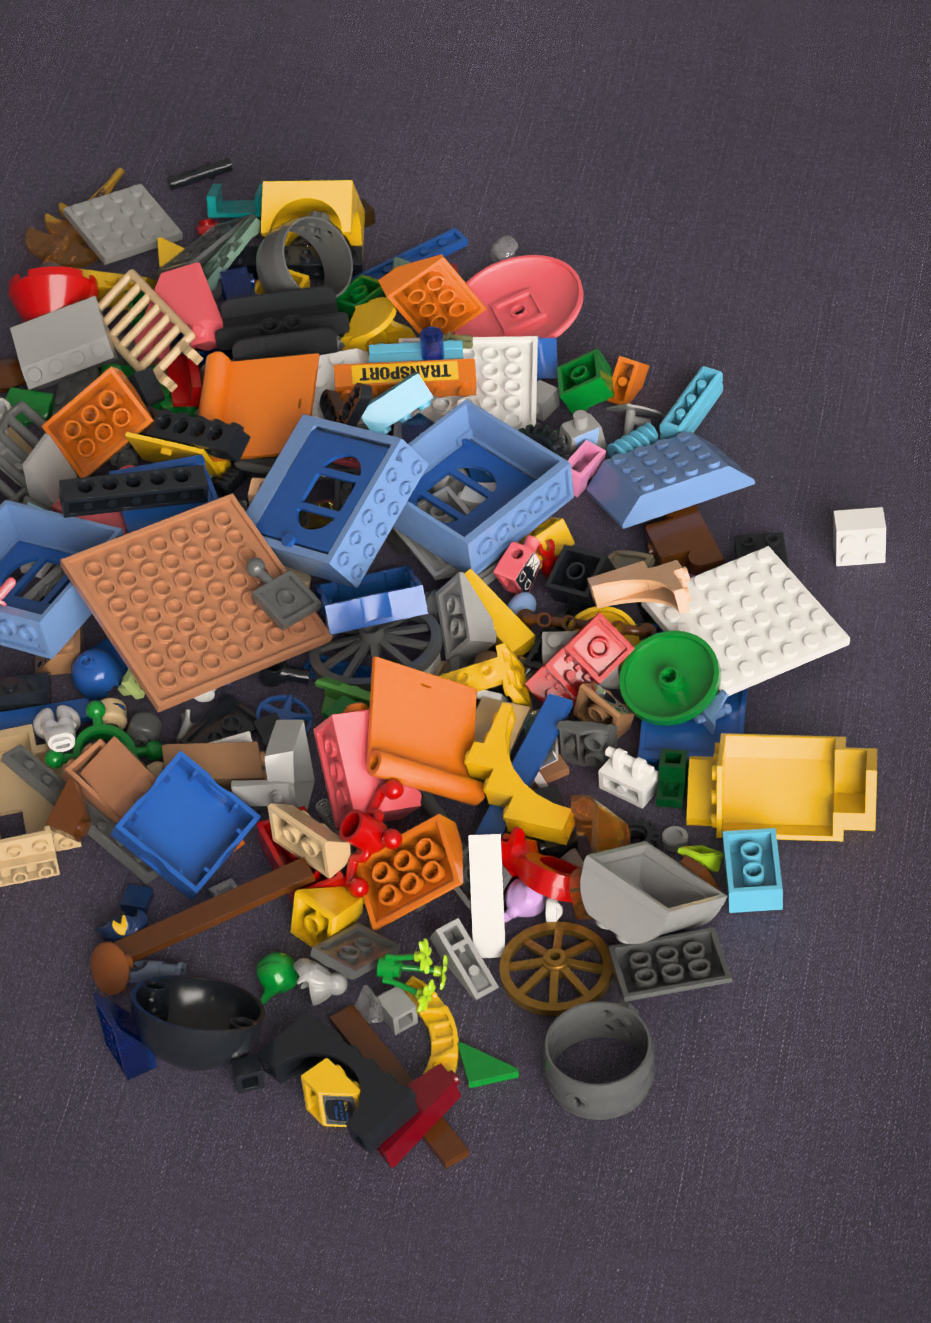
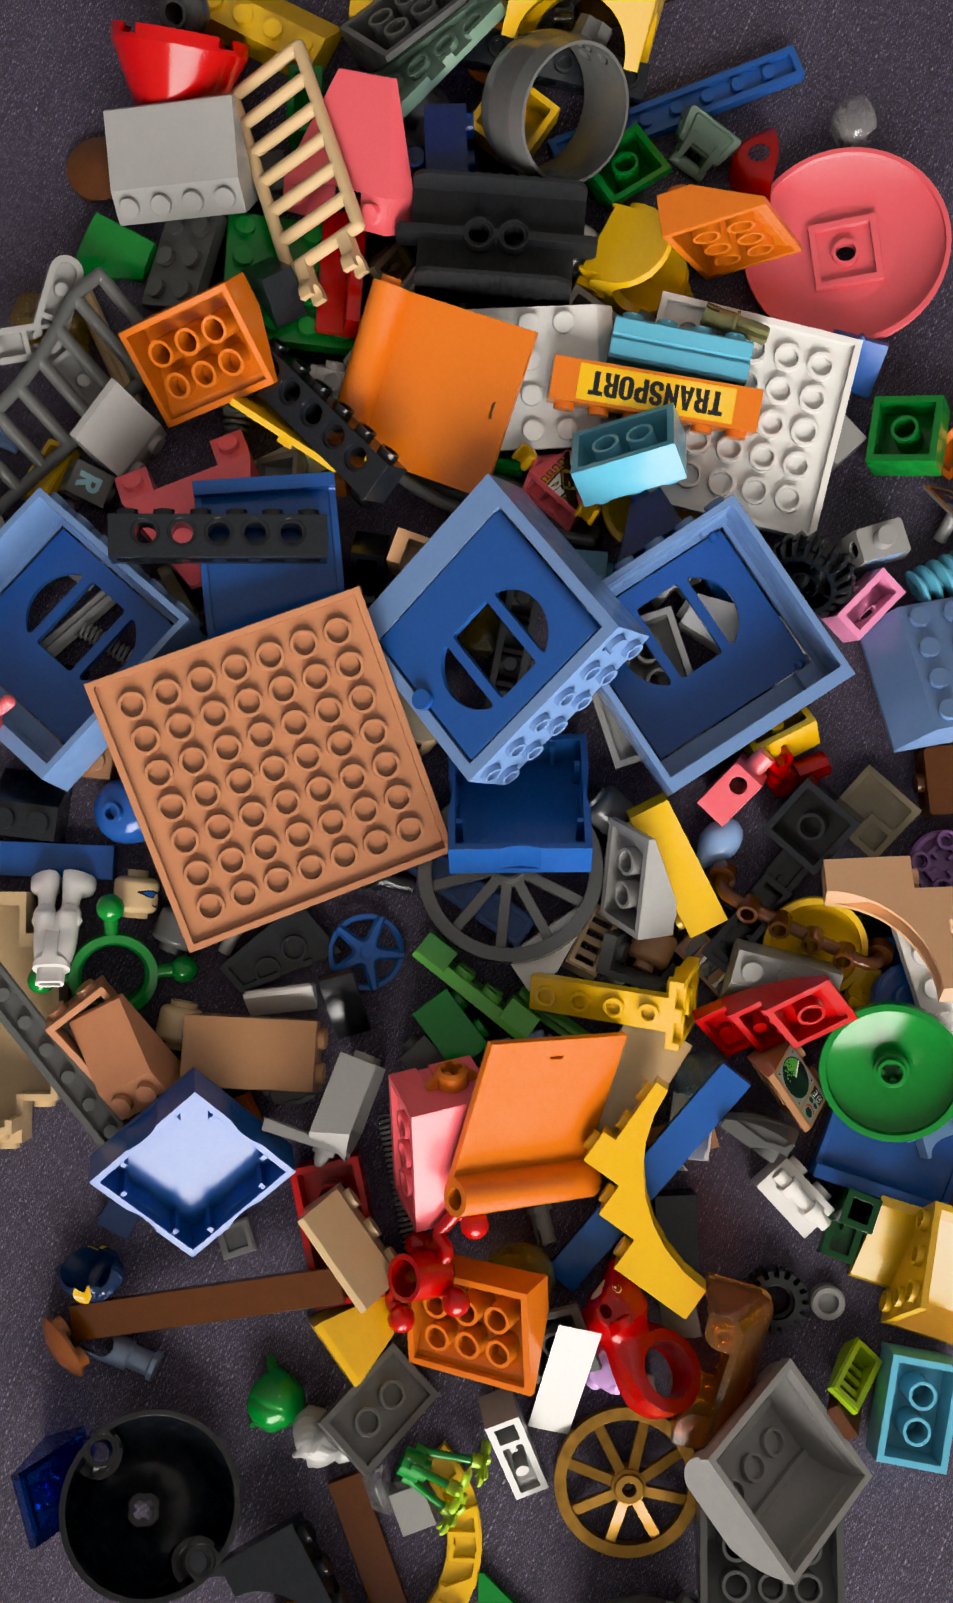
camera: 10 degrees right, 40 degrees up
(70, 813) = (45, 1101): reddish brown slope -> none
(283, 598) = (398, 792): dark grey plate -> none
(351, 410) = (542, 463): black beam -> none
(432, 344) = (708, 355): clear blue brick -> none

